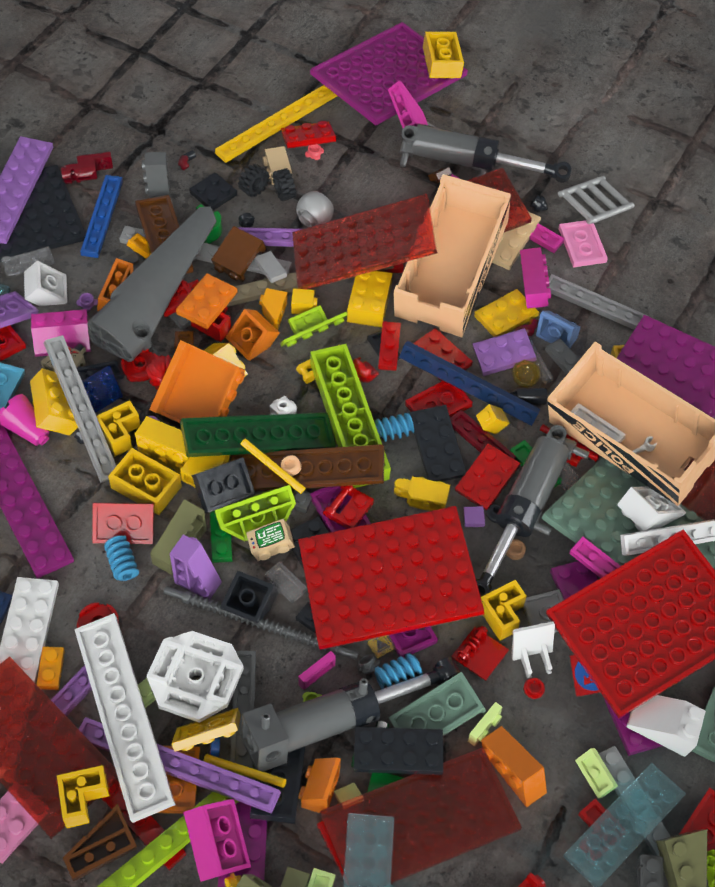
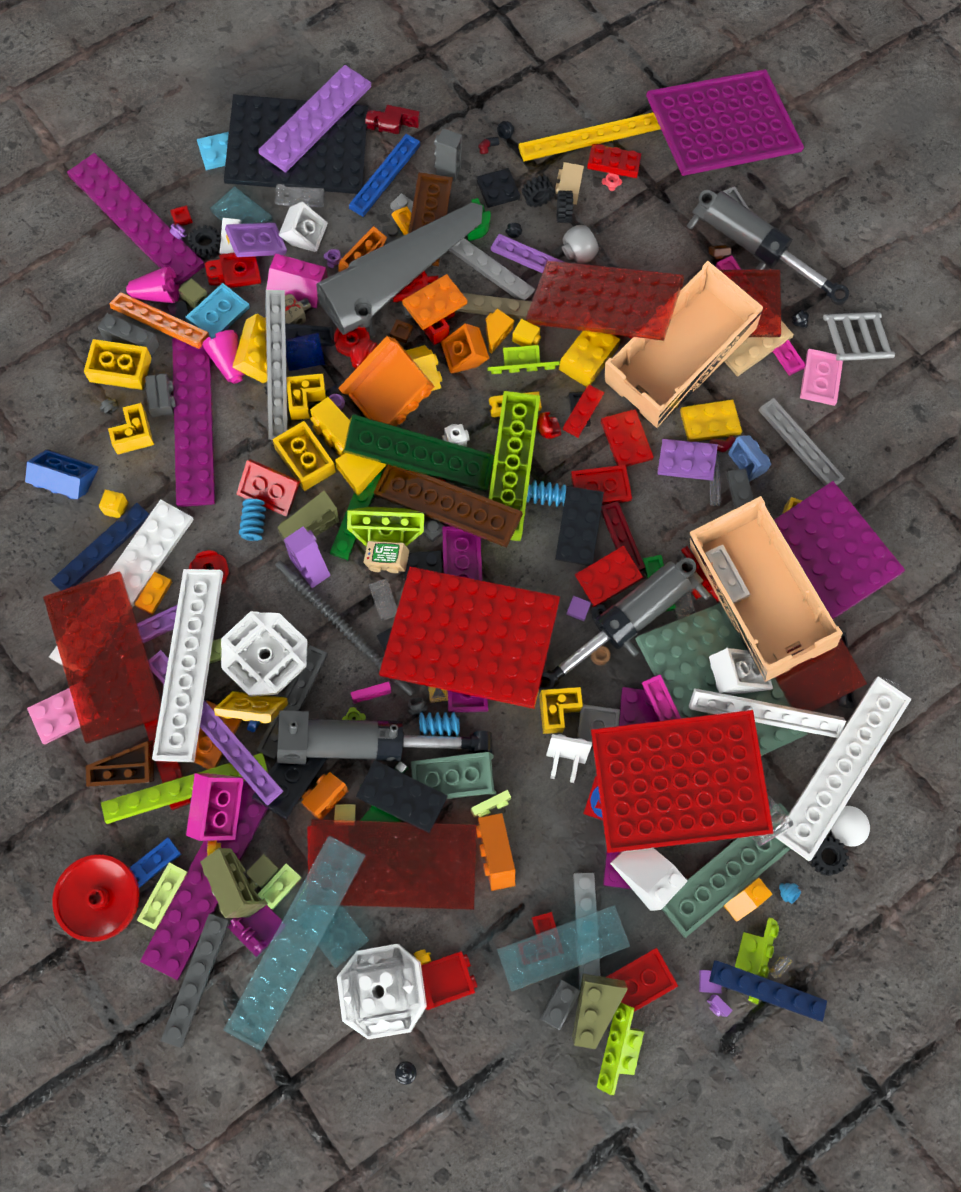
camera: 20 degrees right, 15 degrees up
(77, 789) = (118, 715): yellow brick -> none
(196, 142) = (505, 129): none -> black plate
(223, 485) = (365, 490): black plate -> none
(237, 253) = (487, 262): reddish brown panel -> none
(244, 770) = (266, 756): yellow bar -> none
(249, 597) = (342, 603): black slope -> none
(270, 267) = (511, 288): light grey tile -> none
(273, 466) = (416, 489): yellow bar -> none
(291, 465) = (434, 495): light nougat tile -> none
(353, 511) = (472, 559): red plate -> none
(405, 106) = (720, 172): dark pink slope -> none
(423, 493) = (544, 568): yellow hinge -> none
(443, 55) = (785, 122): yellow brick -> none
(469, 383) = (637, 479): dark blue plate -> none
(480, 653) = (520, 737): red hinge -> none
(492, 419) = (641, 523): yellow brick -> none
(526, 373) = (696, 489): clear yellow hair -> none
(534, 277) = (753, 396): dark pink brick -> none
(534, 396) = (682, 510): black wheel -> none
(534, 688) = (550, 790): red plate -> none
(596, 773) = (564, 890): yellowish green plate -> none
(646, 446) = (761, 613): white hand -> none

